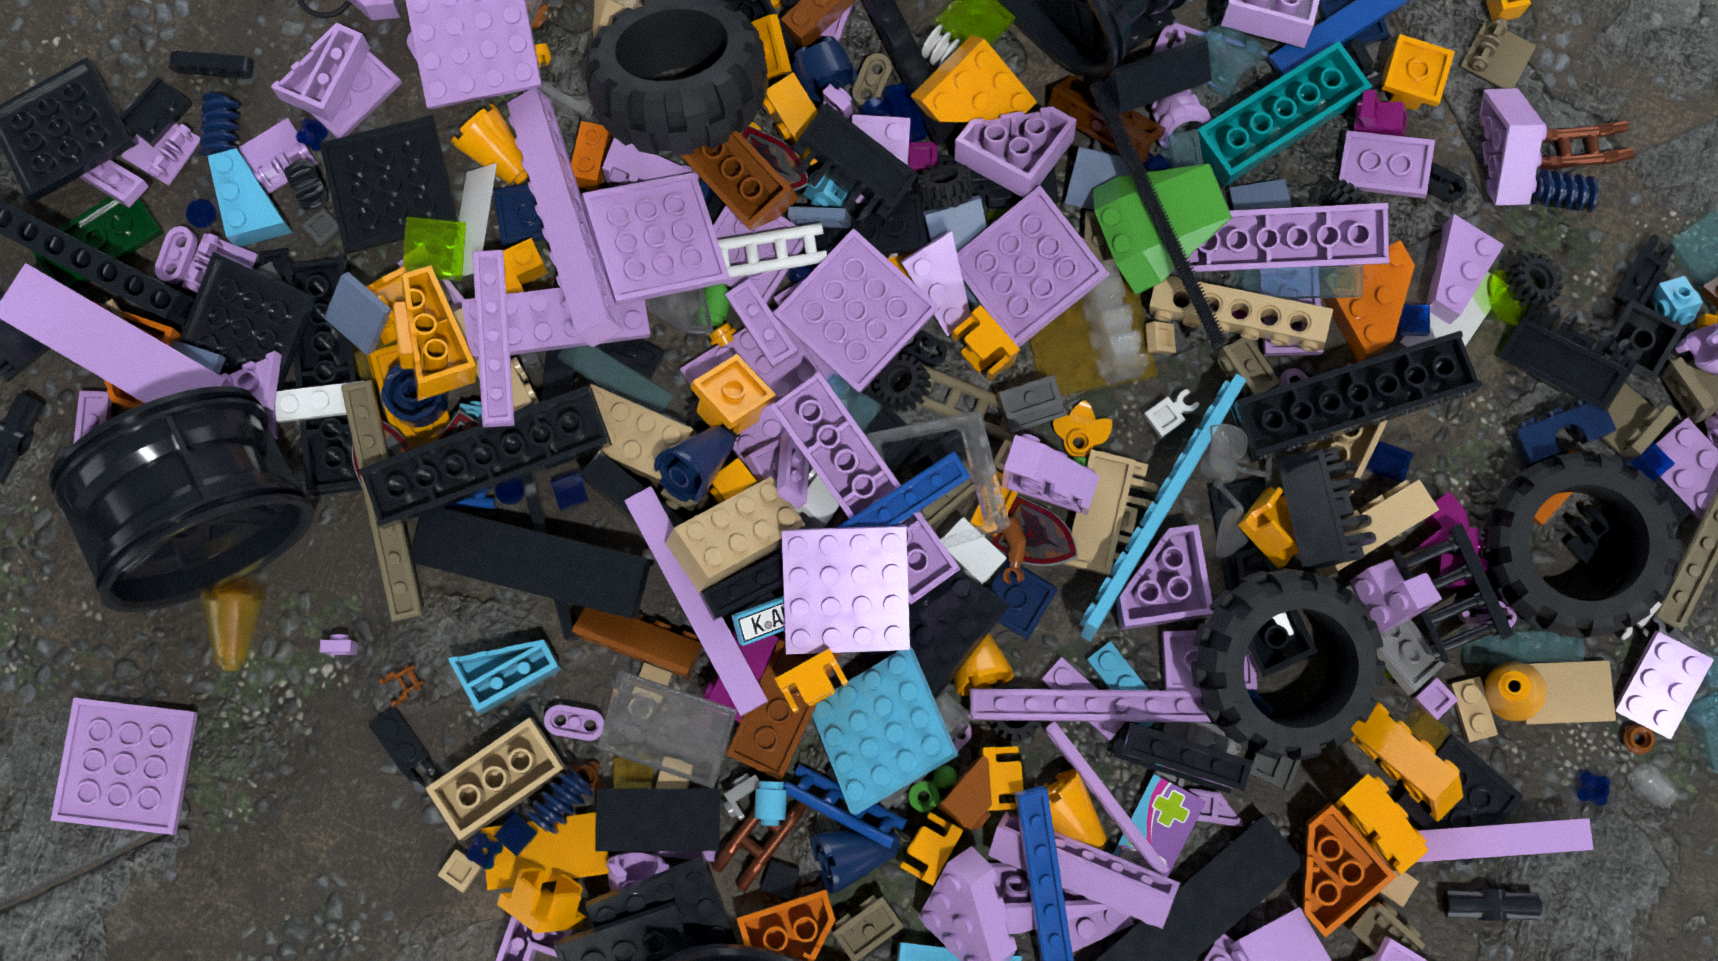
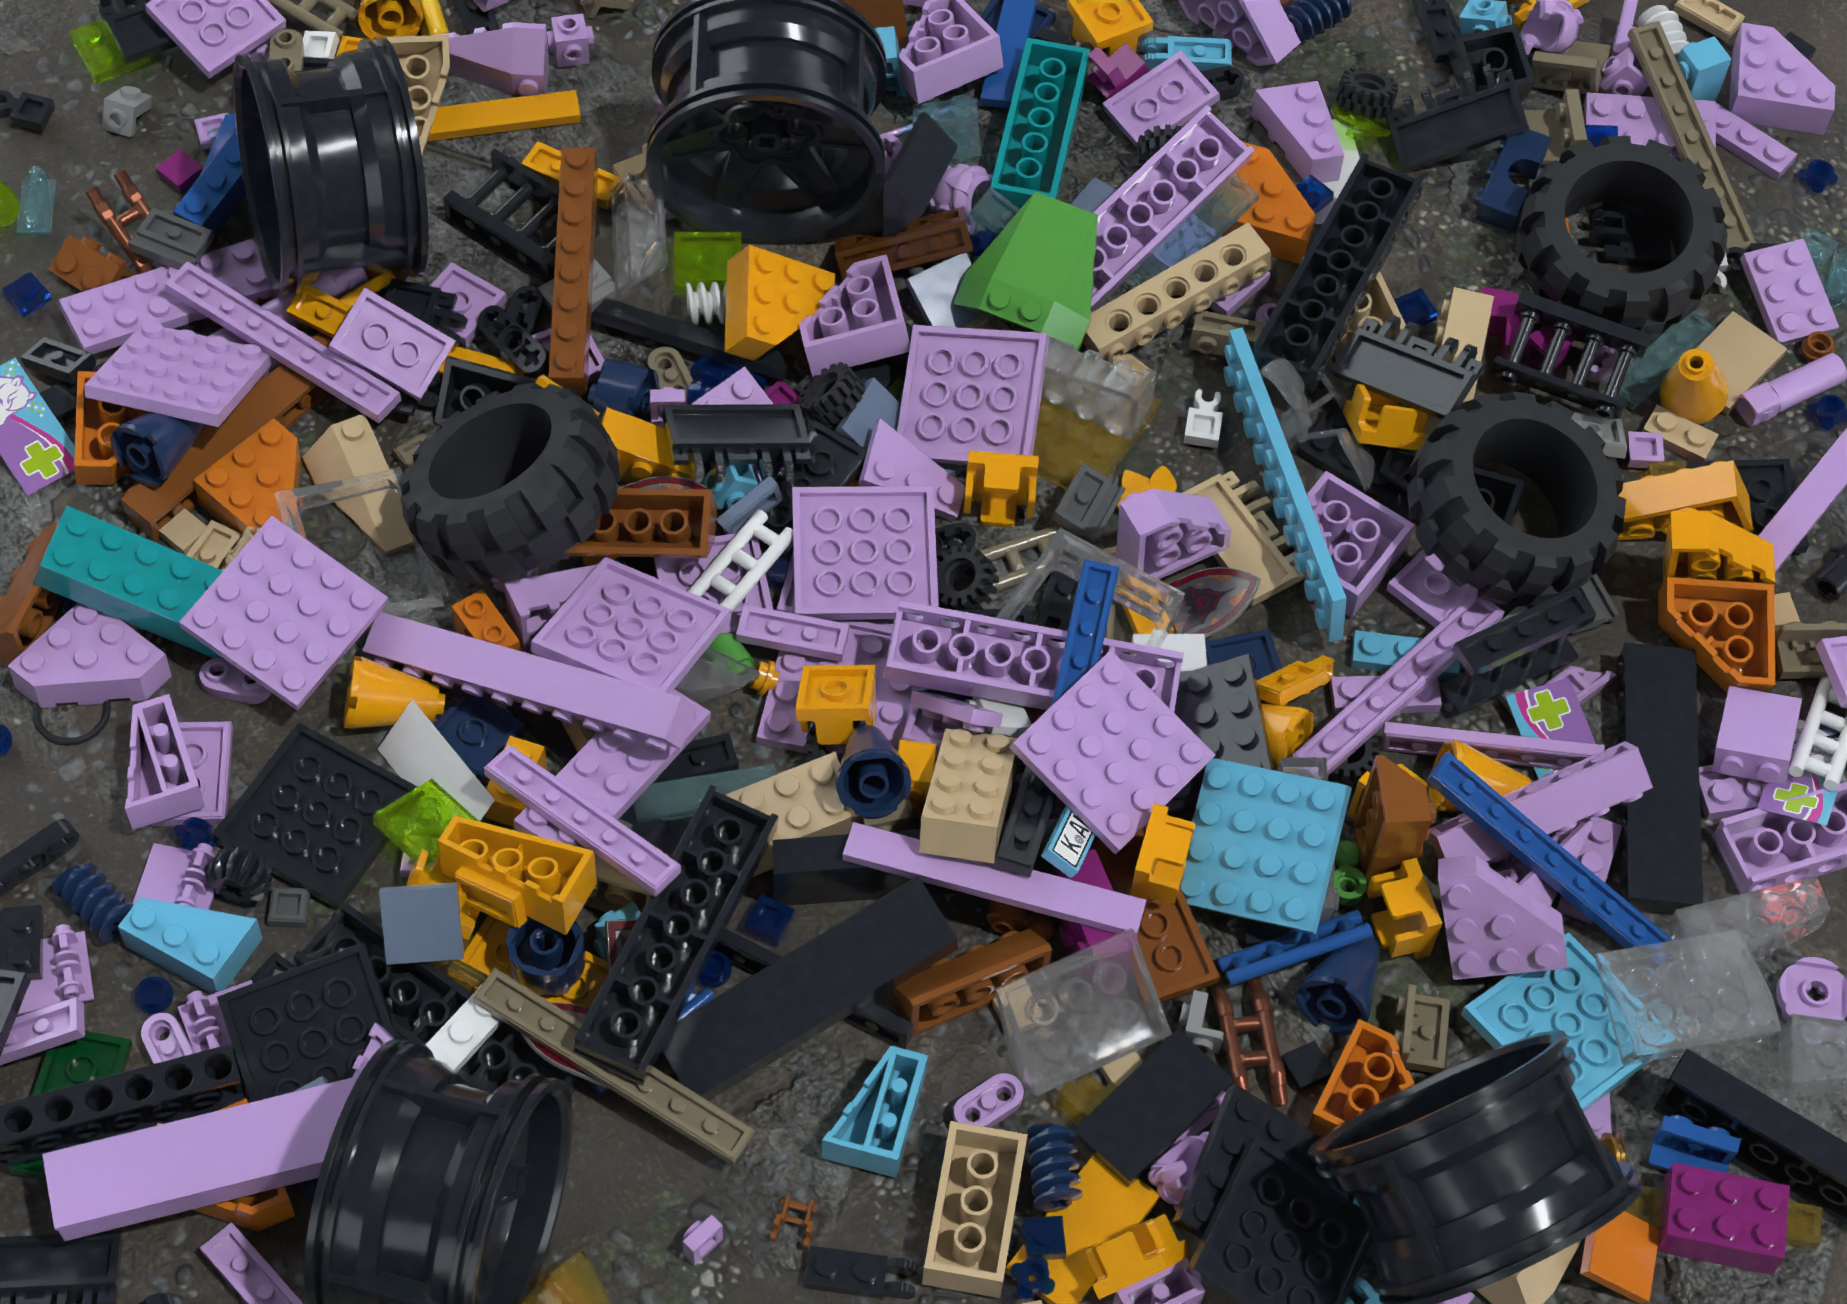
camera: 45 degrees left, 20 degrees down
(770, 803) = (1234, 996): medium azure brick -> none
(1017, 544) = (1200, 617): dark orange arm -> none
(1030, 640) = (1295, 680): none -> light orange hinge
(1156, 213) = (1035, 260): black axle -> none
(1390, 598) = (1545, 378): lavender brick -> none
(1449, 144) = (1202, 52): none -> medium azure hinge
(1584, 750) = (1790, 389): none -> lavender piece

